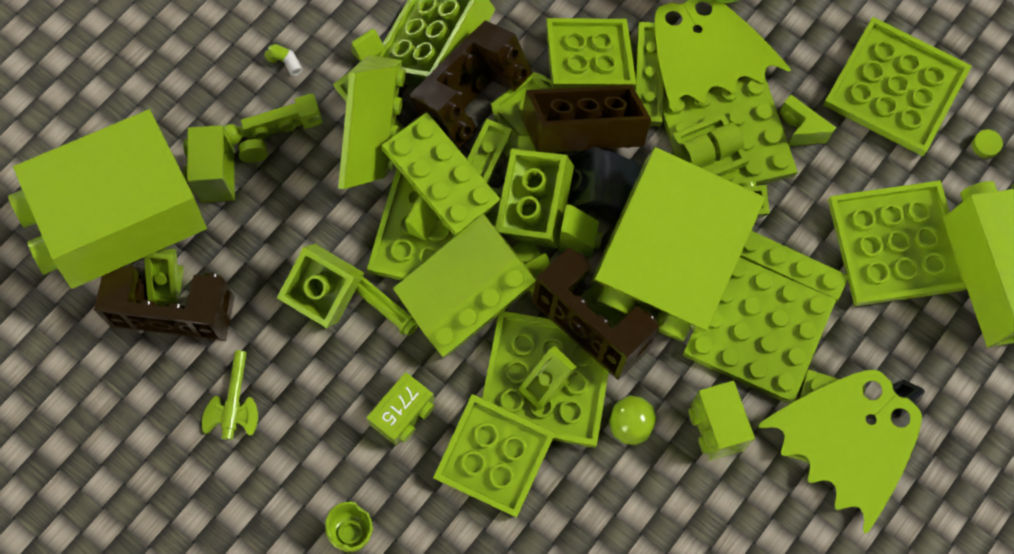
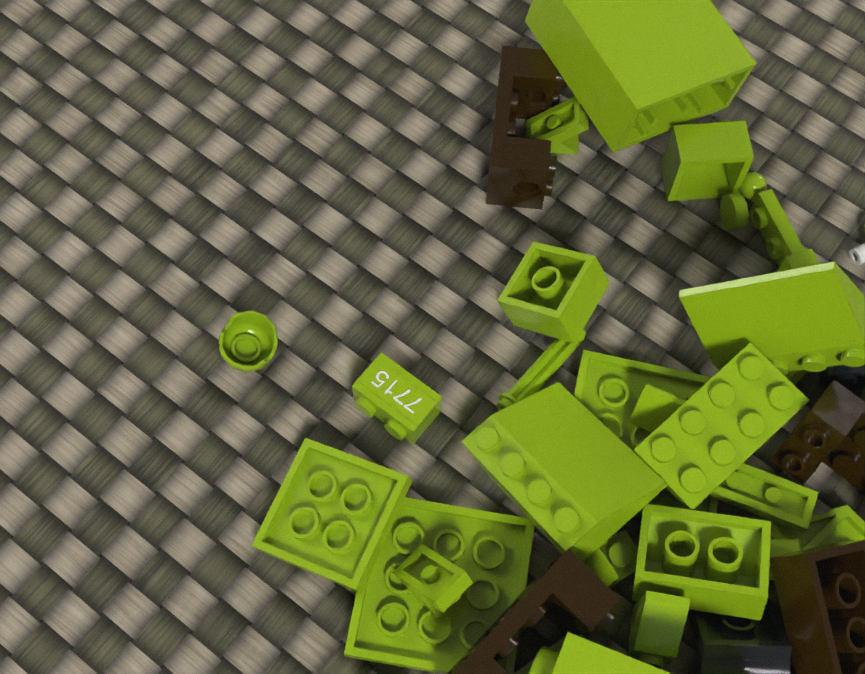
camera: 90 degrees right, 5 degrees down
(232, 413) = (396, 211): lime piece -> none

